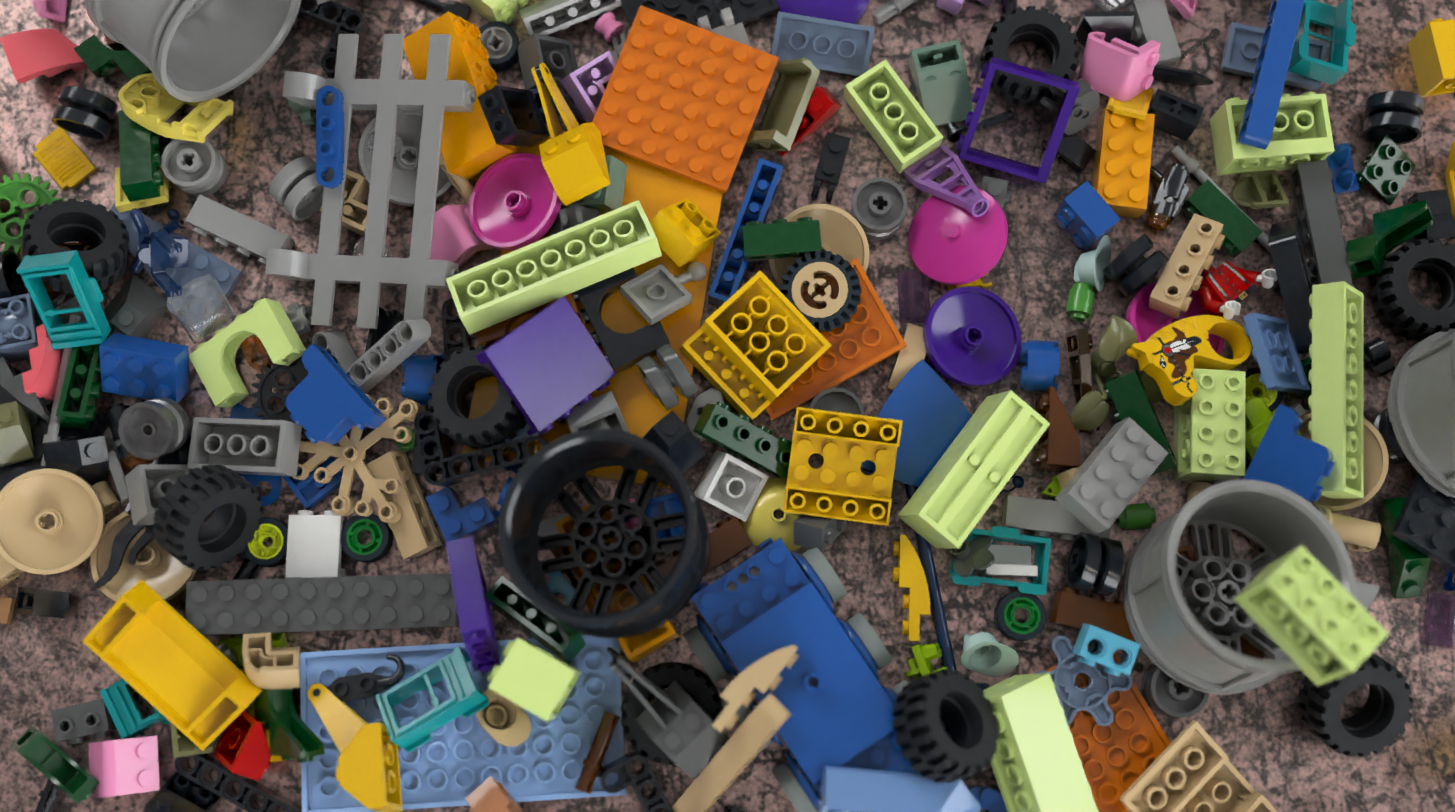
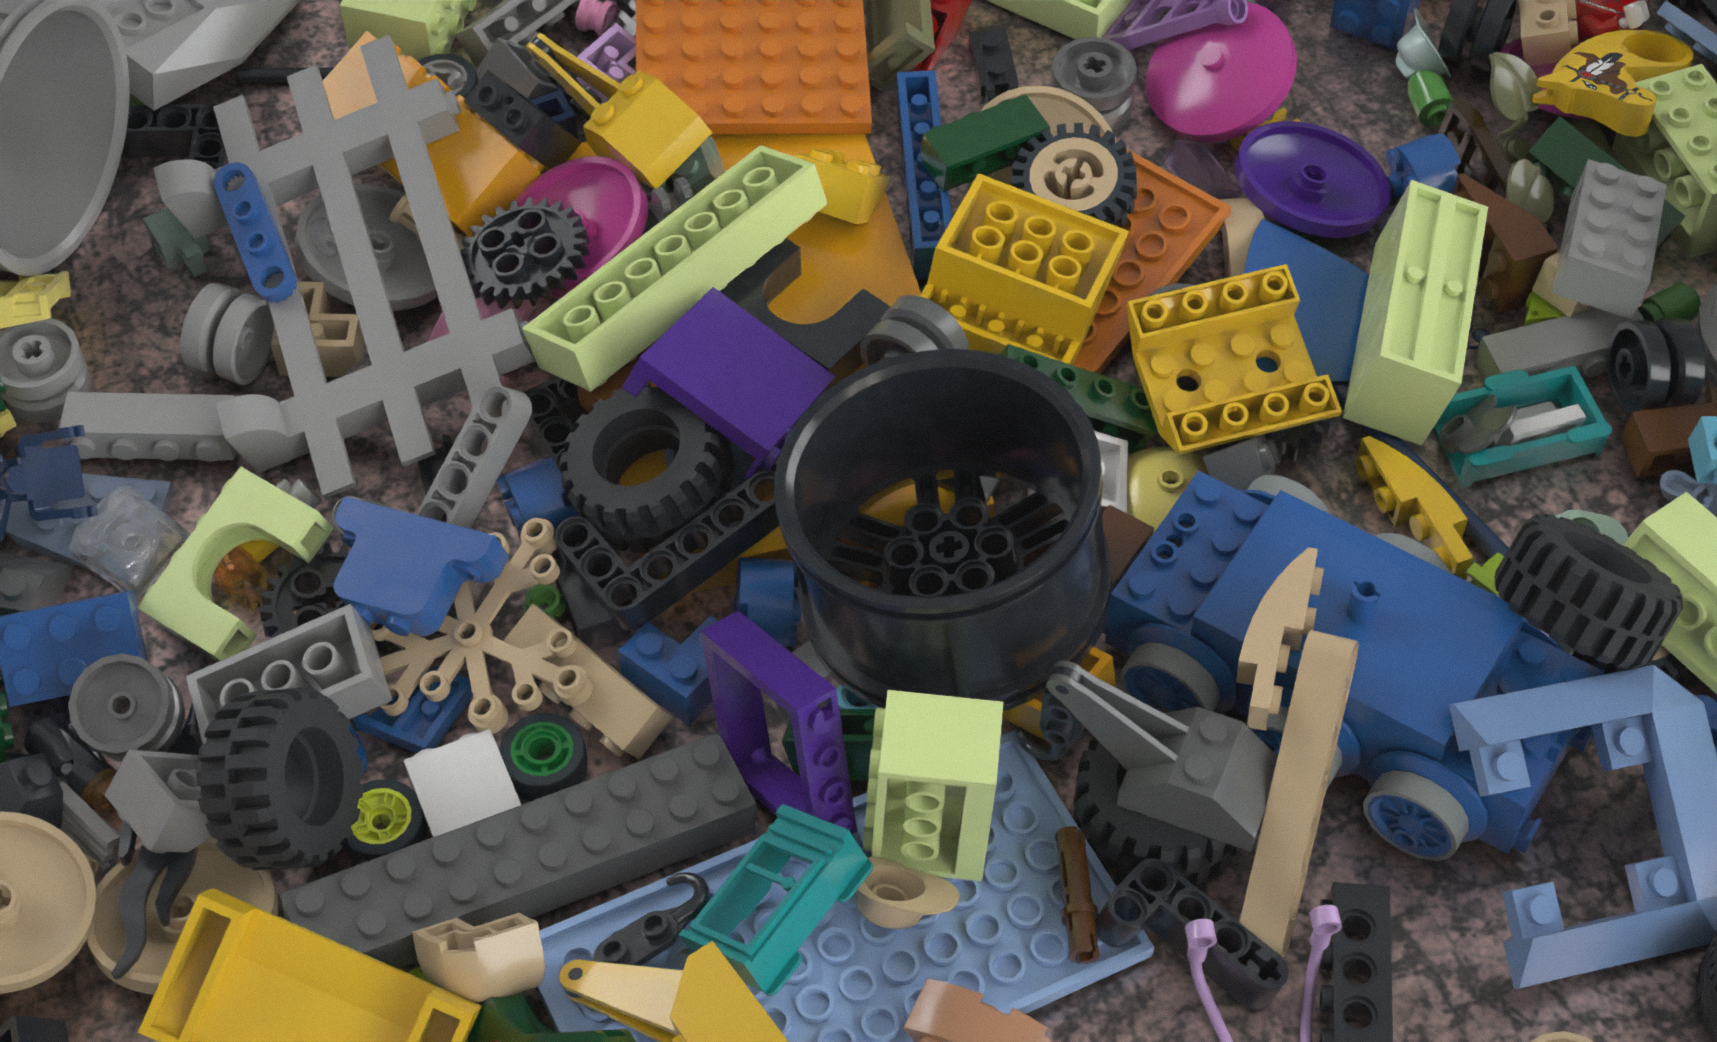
camera: 25 degrees left, 25 degrees down
(476, 214) = (525, 252): none -> black gear
(659, 292) = (843, 262): light grey plate -> none
(1034, 612) = (1593, 479): wheel -> none

